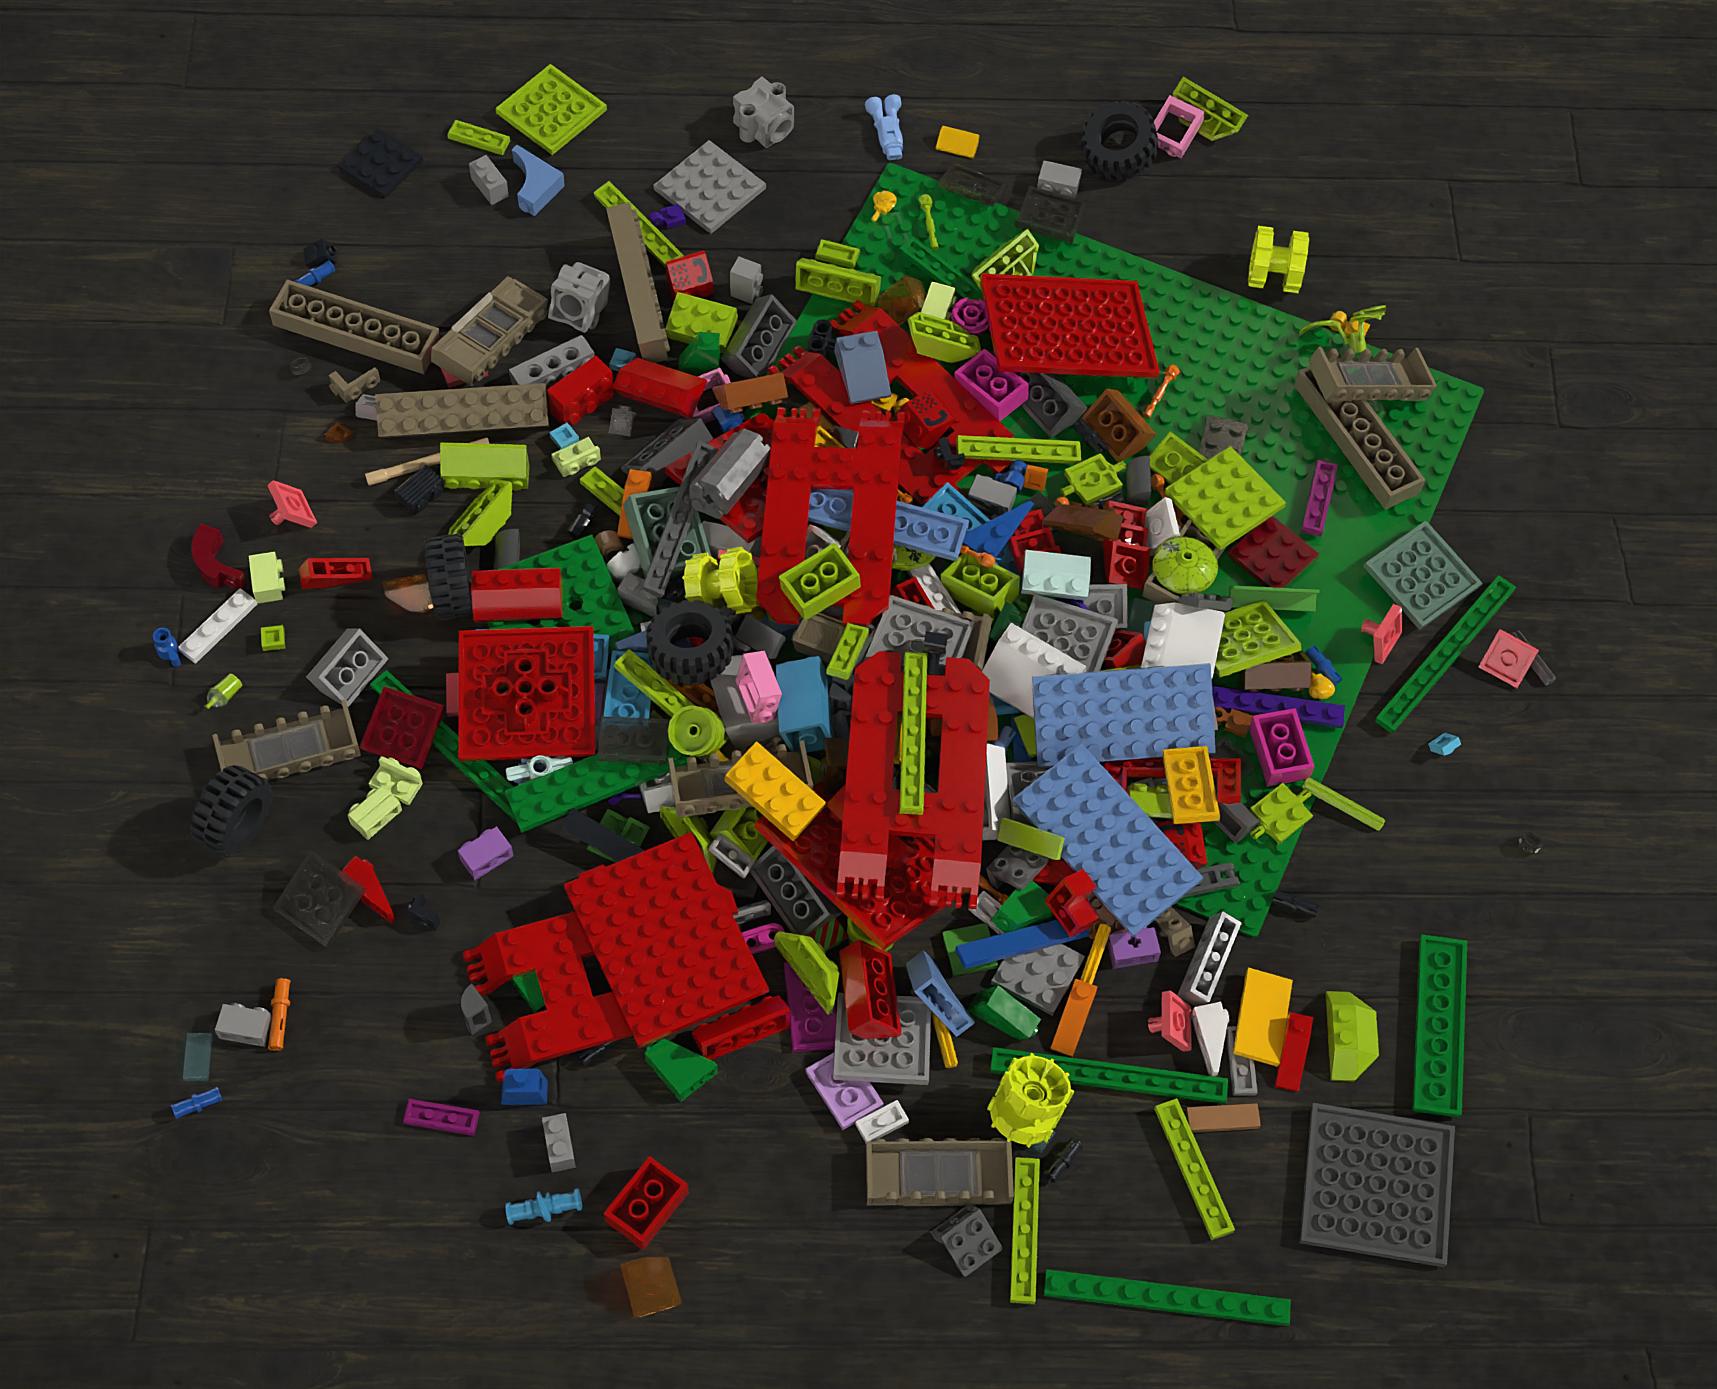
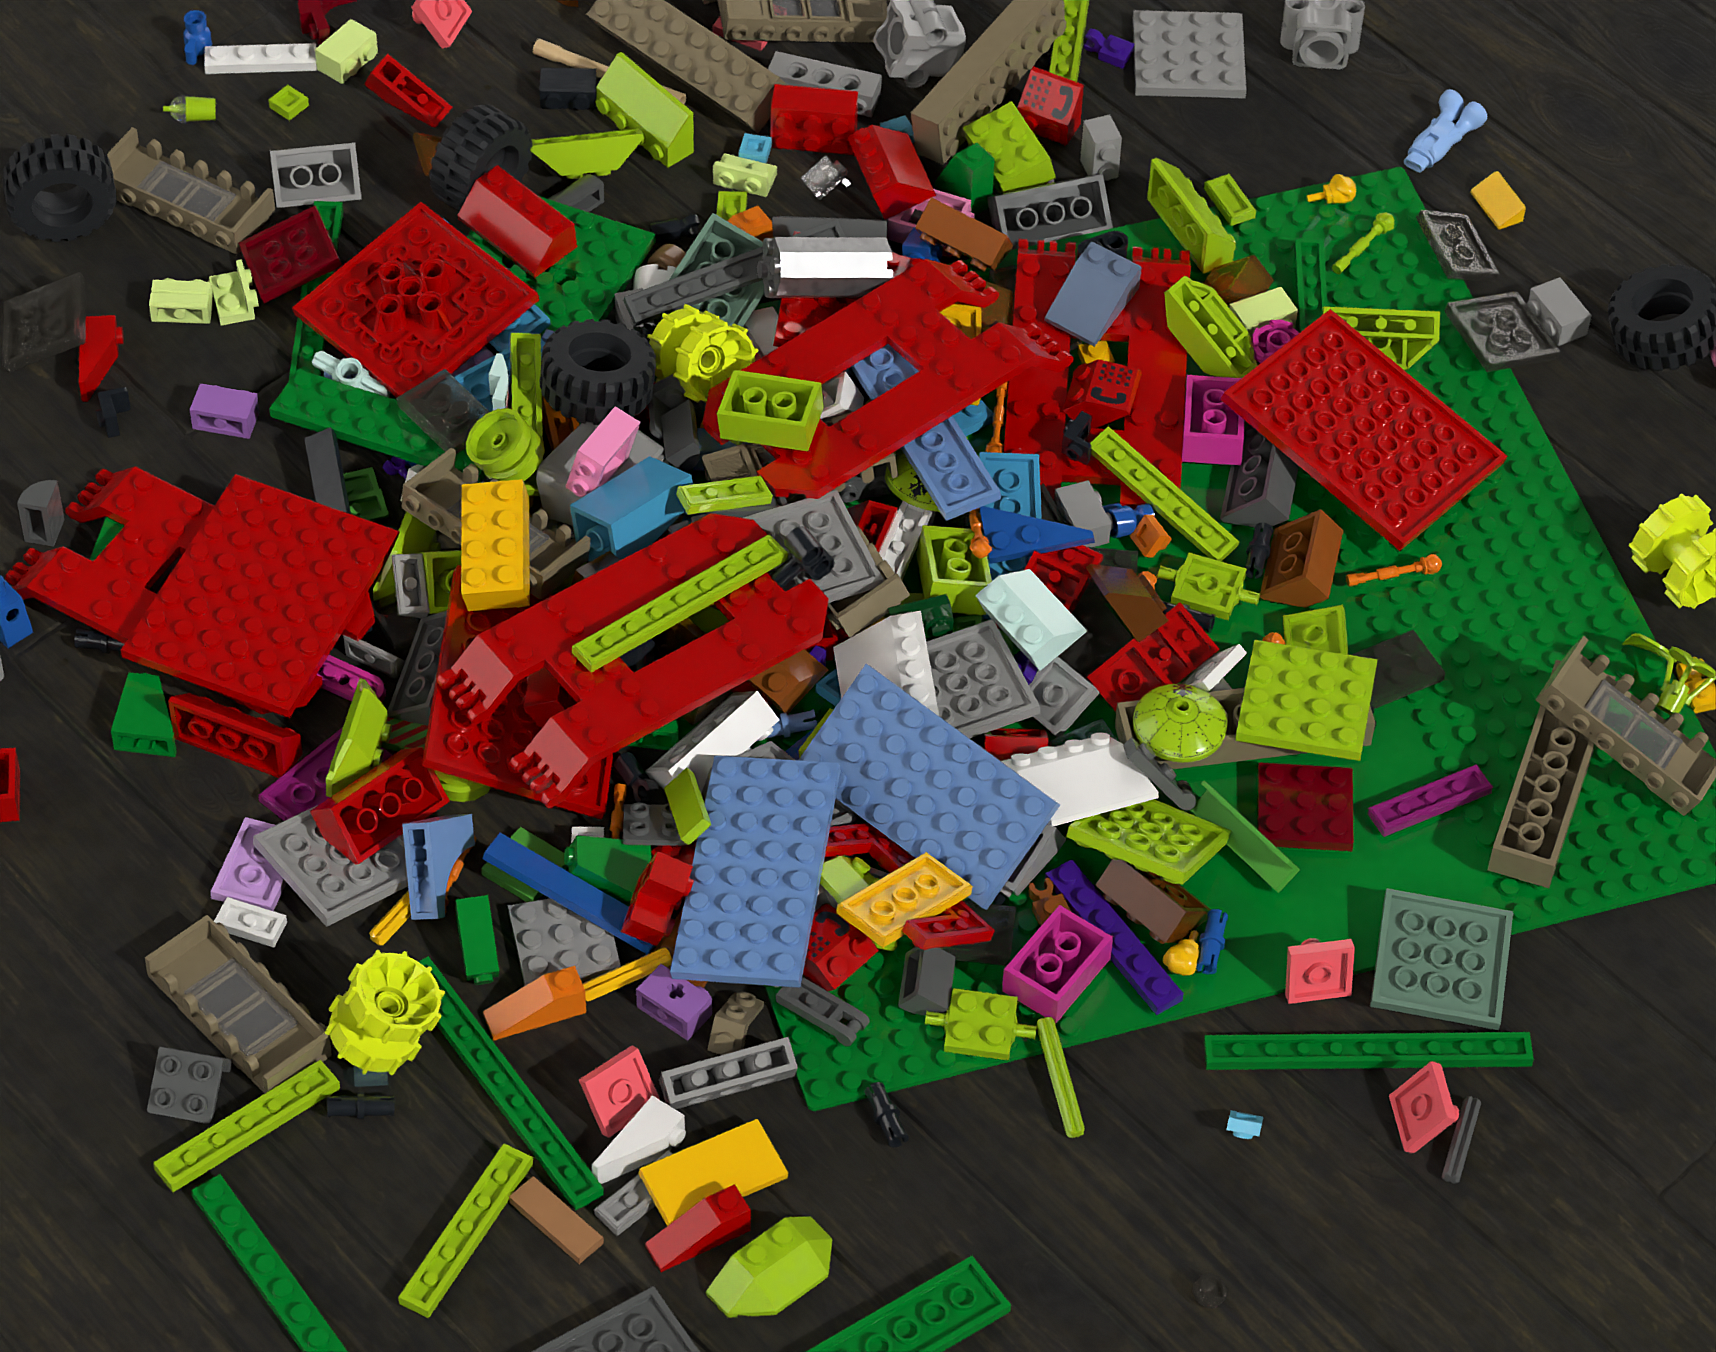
camera: 50 degrees right, 10 degrees down
(639, 696) = (499, 383): none -> light aqua slope
(1138, 481) = (1253, 624): dark grey brick -> none

